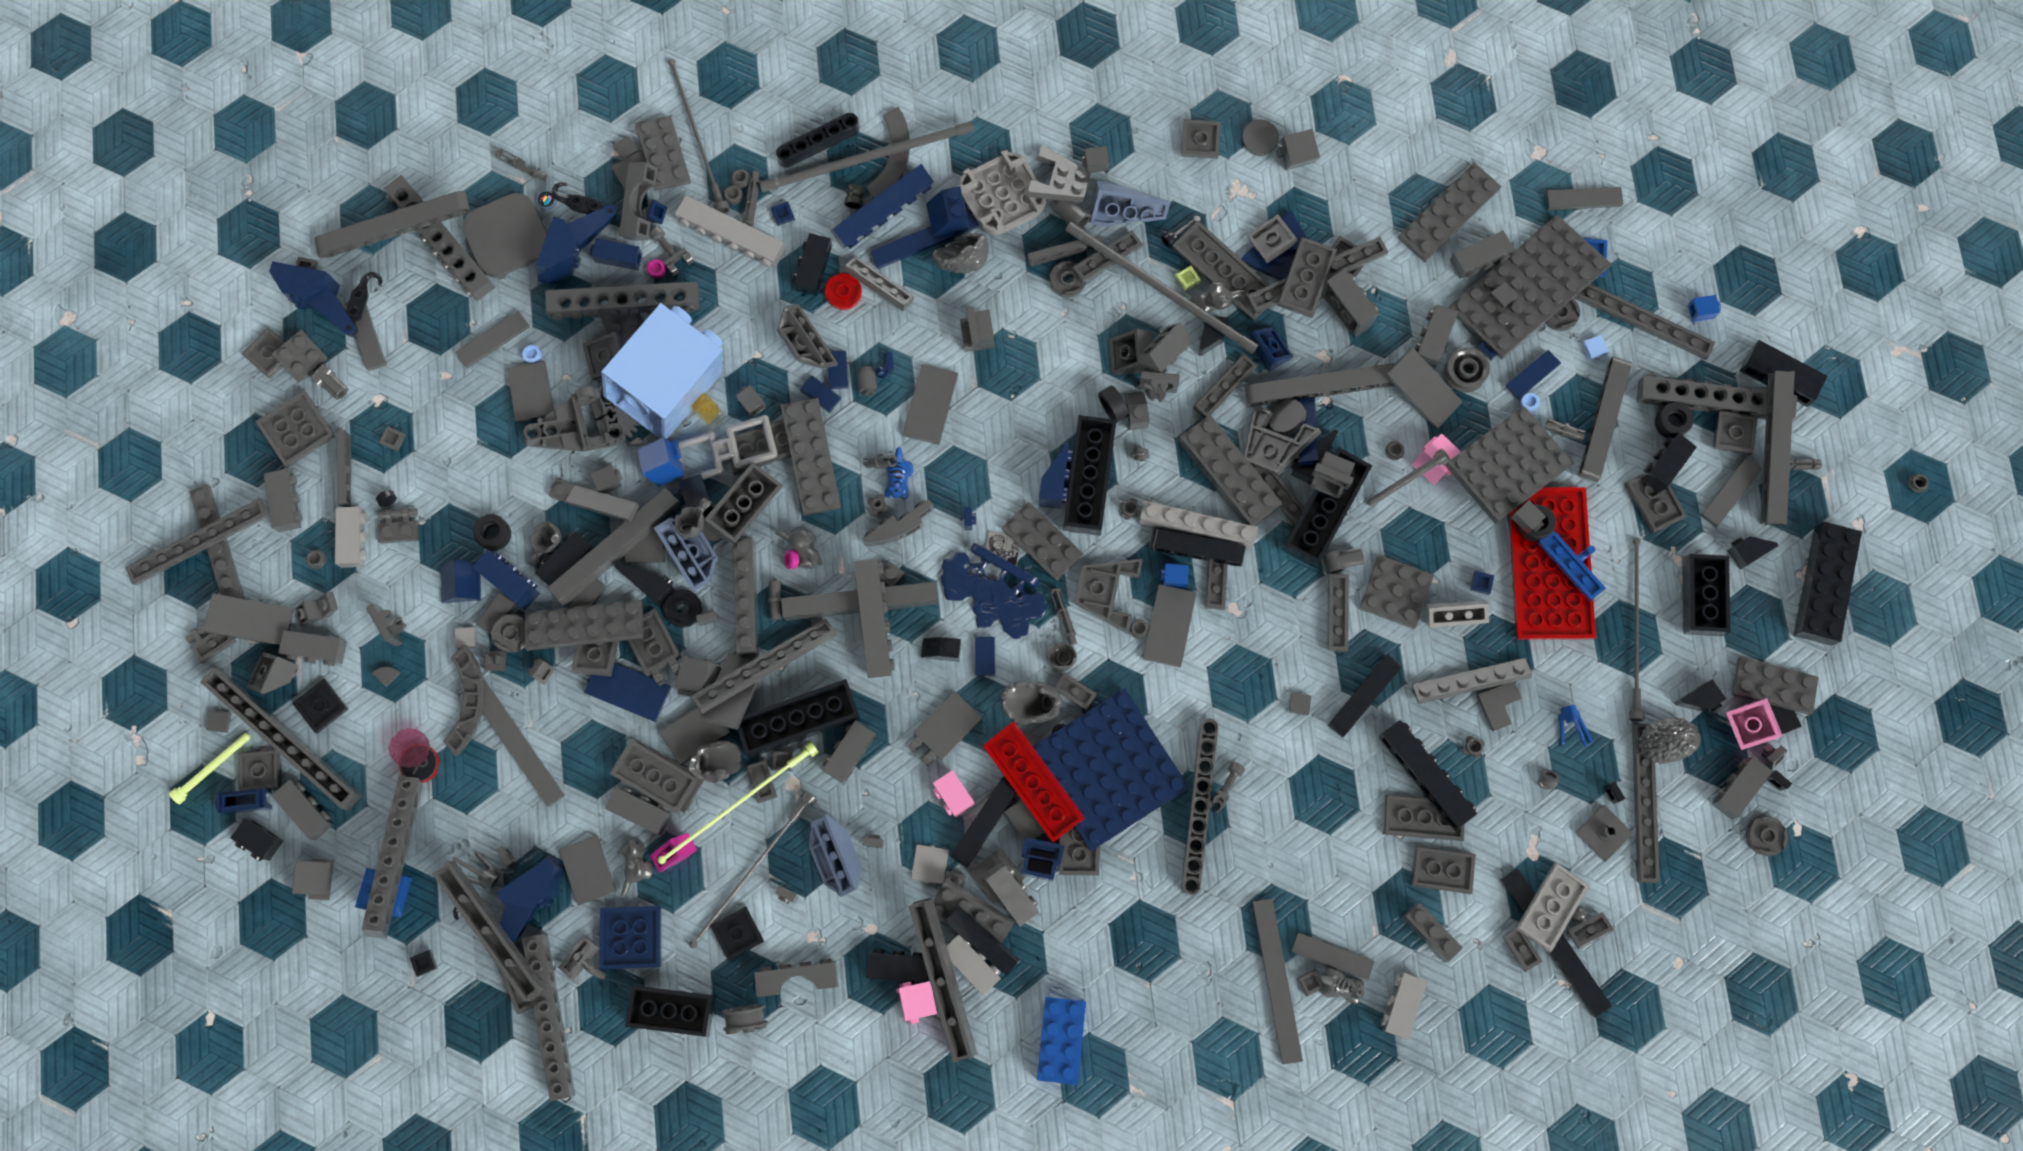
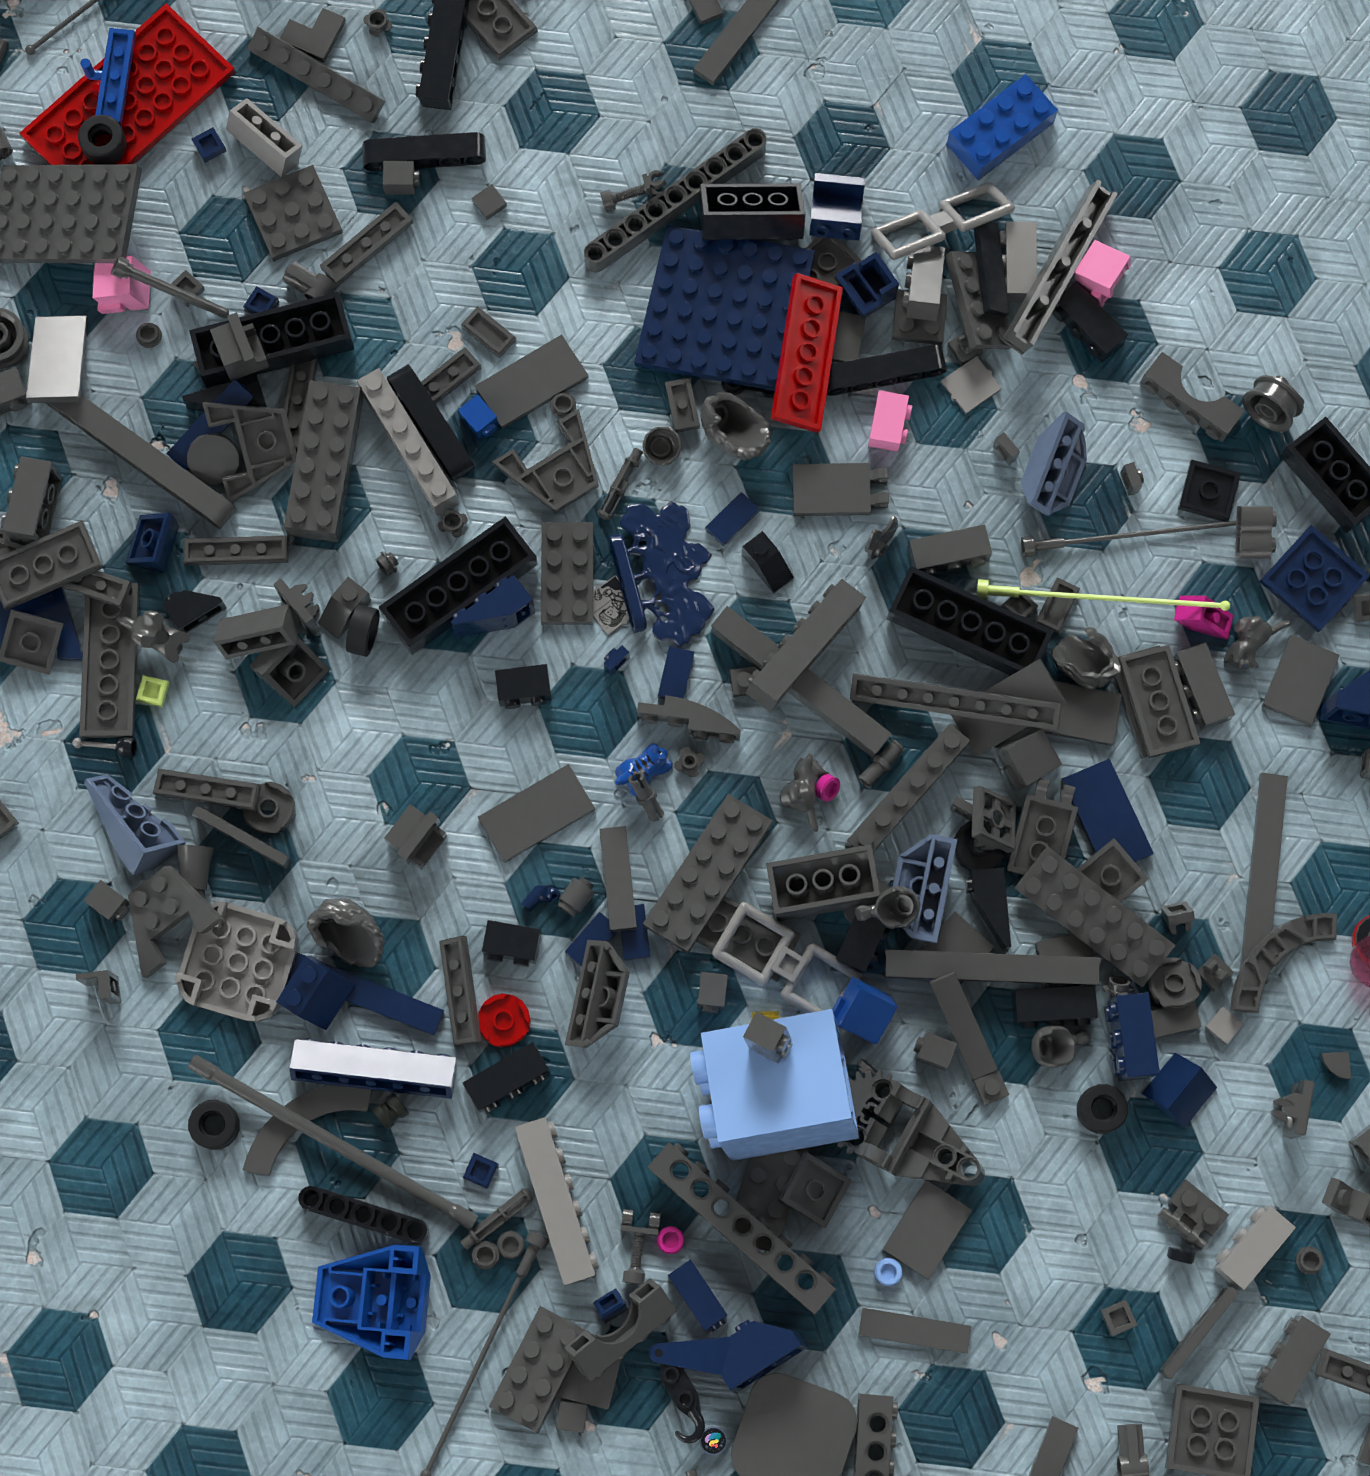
camera: 140 degrees left, 0 degrees up
(541, 605) = (1118, 986): none -> dark grey plate
(668, 622) = (1006, 811): none -> dark grey piece
(679, 367) = (768, 1038): none -> dark grey brick
(687, 930) = (1255, 532): none -> dark grey brick
(770, 107) = (376, 1299): none -> blue wedge
(854, 410) = (618, 879): none -> dark grey tile
(876, 328) = (511, 943): none -> black brick
(891, 717) = (878, 539): none -> dark grey plate
(931, 543) = (676, 673): none -> dark blue tile
(933, 122) = (197, 1120): none -> black tyre
(1002, 459) = (523, 686): none -> black brick
(1037, 943) = (942, 222): none -> light grey bar
(1052, 120) = (107, 983): none -> dark grey panel
(1104, 891) = (837, 206): none -> dark blue panel
(1148, 837) = (752, 211): none -> black brick
(1221, 630) = (488, 332): none -> dark grey tile
(1241, 340) = (211, 827): dark grey piece -> none
(1357, 526) = (260, 301): none -> dark blue tile
(1361, 667) = (400, 177): none -> dark grey brick
(1405, 494) = (189, 283): none -> dark grey plate
(1529, 517) = (107, 141): dark grey brick -> none

